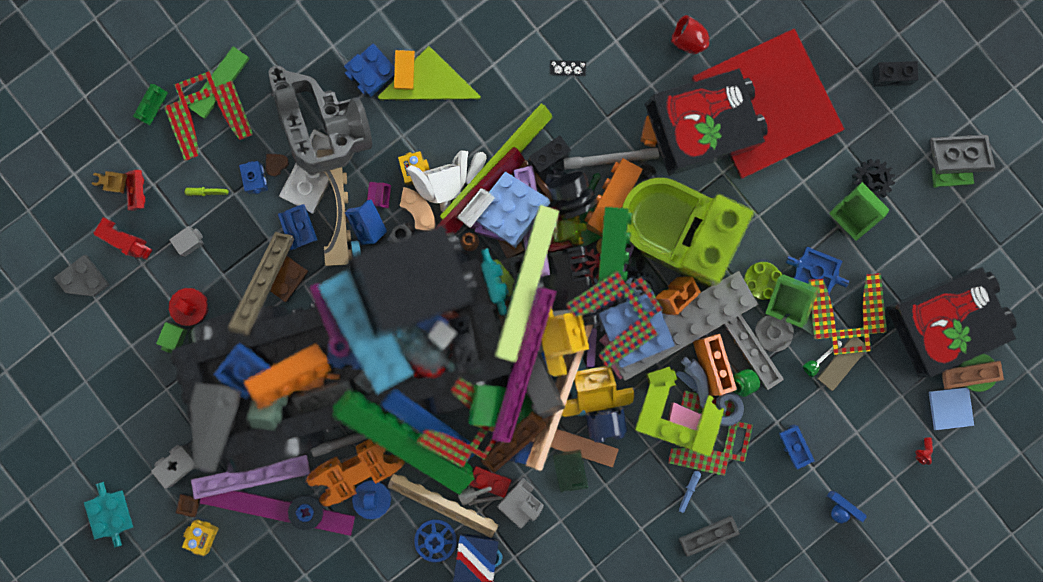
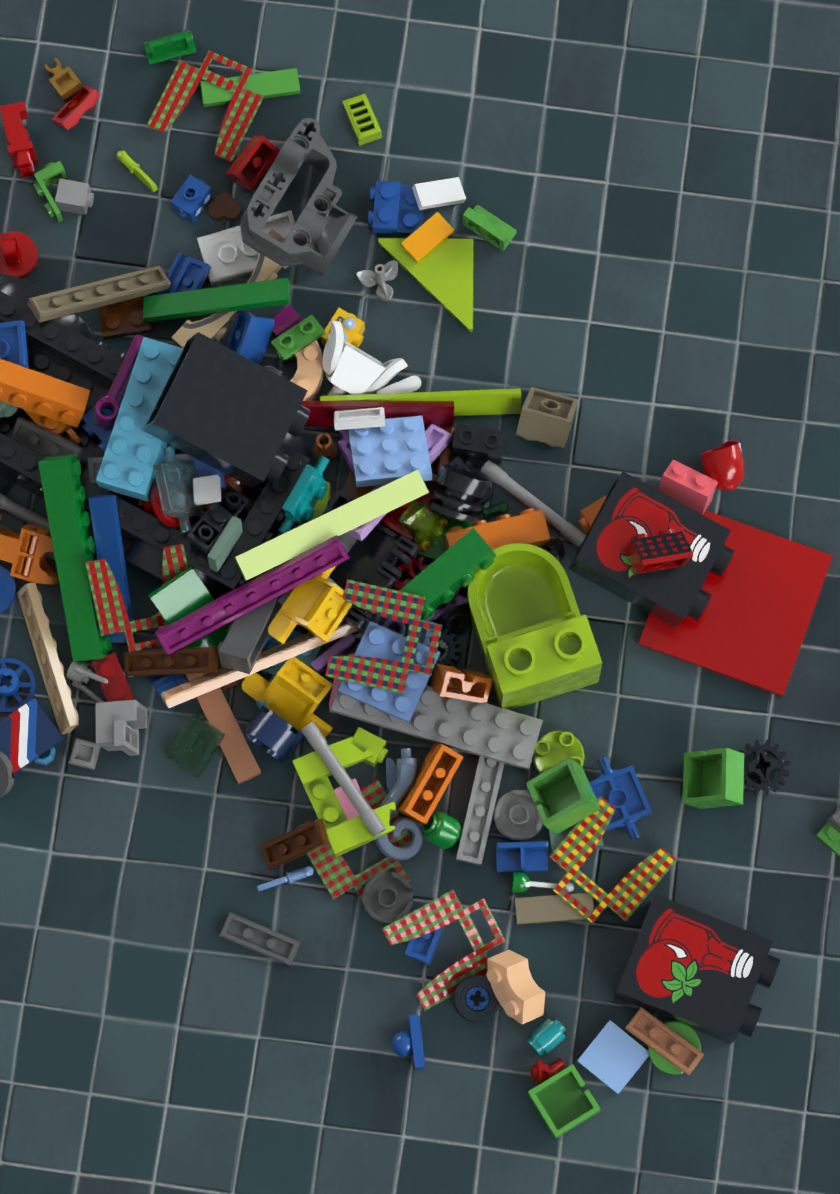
camera: 50 degrees right, 10 degrees down
(160, 246) = (45, 178): none -> bright green bracket
(266, 123) = (252, 162): none -> red brick
(310, 49) = (368, 135): none -> lime slope
(328, 220) = (216, 300): none -> green tile
(384, 39) = (439, 193): none -> white tile
(394, 196) = (297, 338): none -> bright green bracket
(401, 111) = (382, 273): none -> light grey plant
(431, 30) = (488, 227): none -> bright green bracket
(483, 354) = (225, 543): none -> sand green tile
(515, 535) = (85, 754): none -> light grey tile
(568, 68) = (582, 384): black sticker -> none
(570, 104) = (547, 417): none -> dark tan slope
(680, 470) = (295, 844): none -> reddish brown tile
(685, 68) = (688, 486): none -> coral brick
(706, 418) = (366, 814): none -> light grey piece
(721, 118) = (659, 551): none -> slope
(752, 446) = (387, 897): none -> dark grey tile
(795, 434) = (433, 917): none -> piece
(799, 353) = (522, 857): none -> blue panel
(861, 451) = (466, 1007): none -> black bush
(868, 426) = (515, 986): none -> light nougat brick
(909, 434) = (546, 1036): none -> teal brick
(954, 459) = (562, 1102): none -> bright green piece

